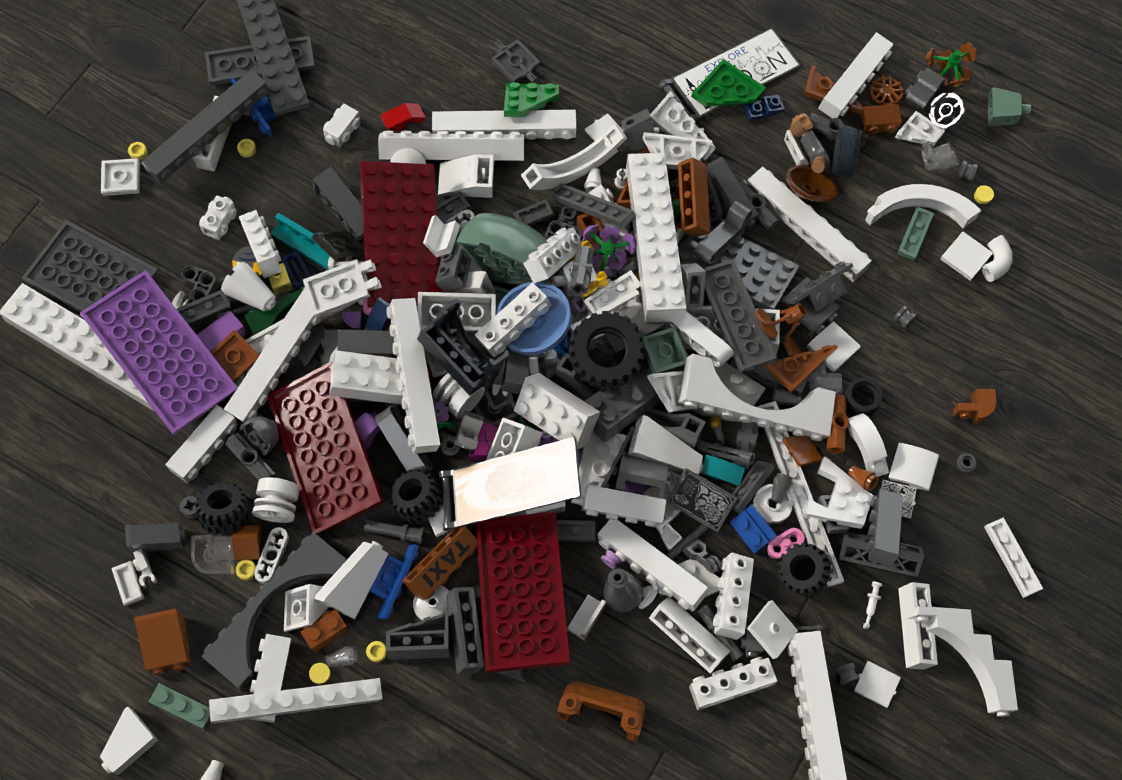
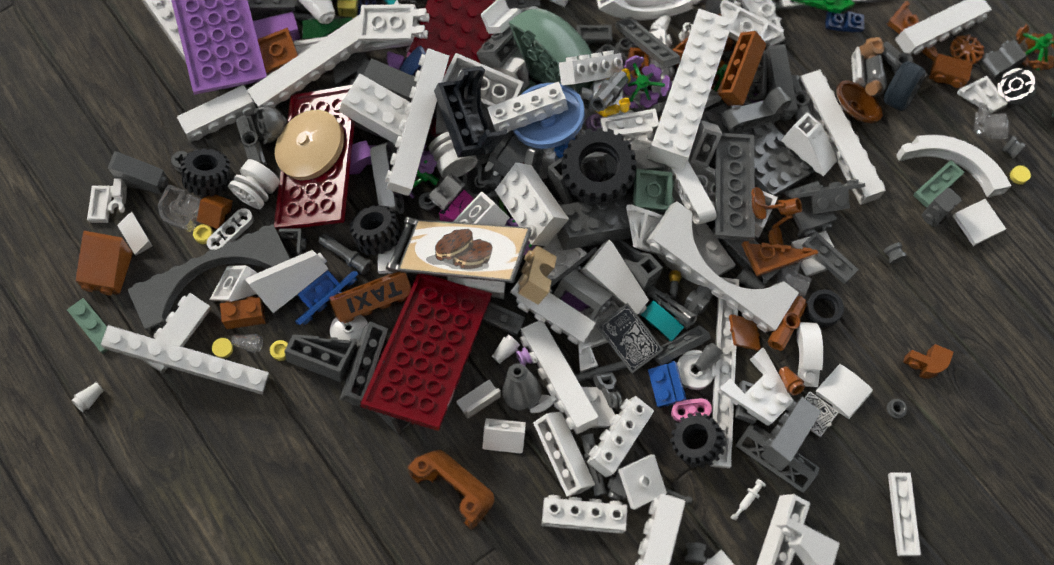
camera: 20 degrees right, 0 degrees up
(127, 742) = (31, 336): white slope -> none
(178, 598) = (134, 234): none -> white slope
(312, 439) = (309, 145): none -> tan dish
(338, 532) = (301, 242): none -> dark grey bracket
(590, 558) = (505, 349): none -> white cone
(594, 487) = (534, 281): none -> tan arch
(626, 641) = (503, 435): none -> white panel
(785, 243) = (811, 144): none -> white slope
(849, 346) = (831, 258): none -> dark grey plate
(928, 256) = (941, 207): none -> dark grey brick
(1002, 259) = (1011, 240): white cylinder -> none

